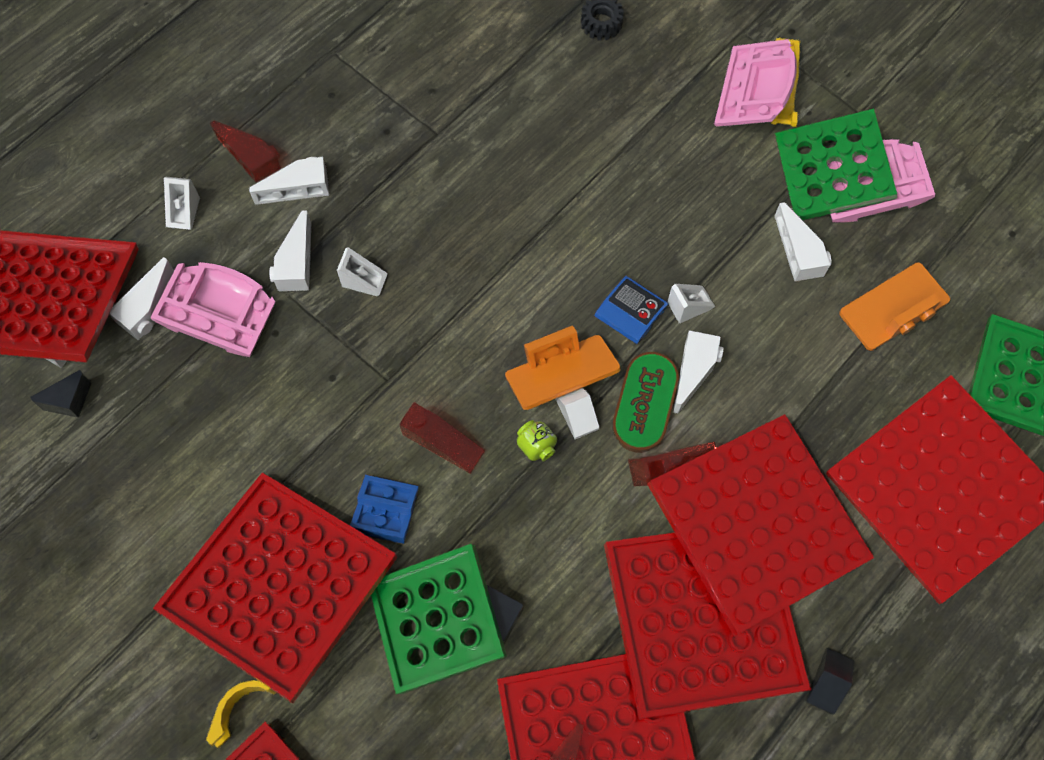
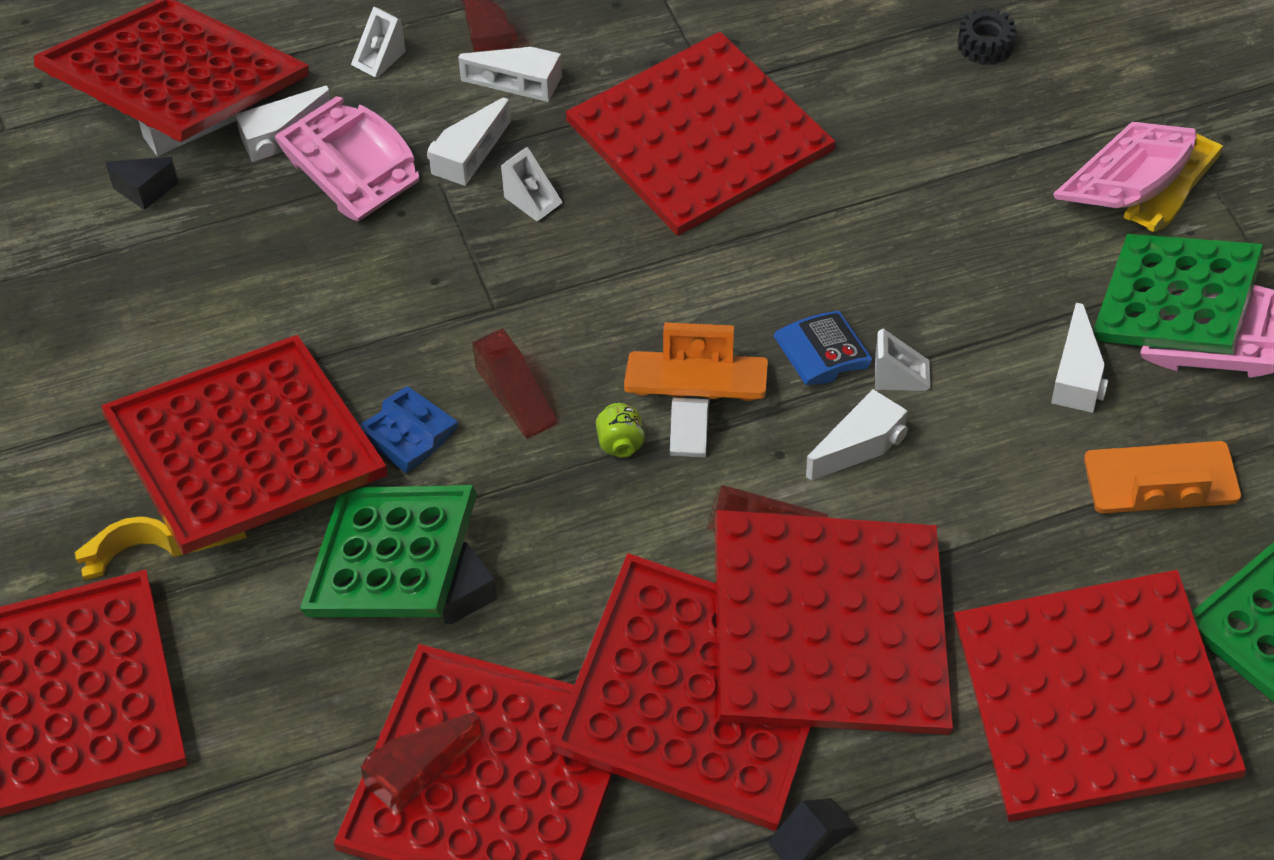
camera: 30 degrees right, 15 degrees down
(449, 175) = (699, 132): none -> red plate
(645, 402) = (776, 447): green tile -> none

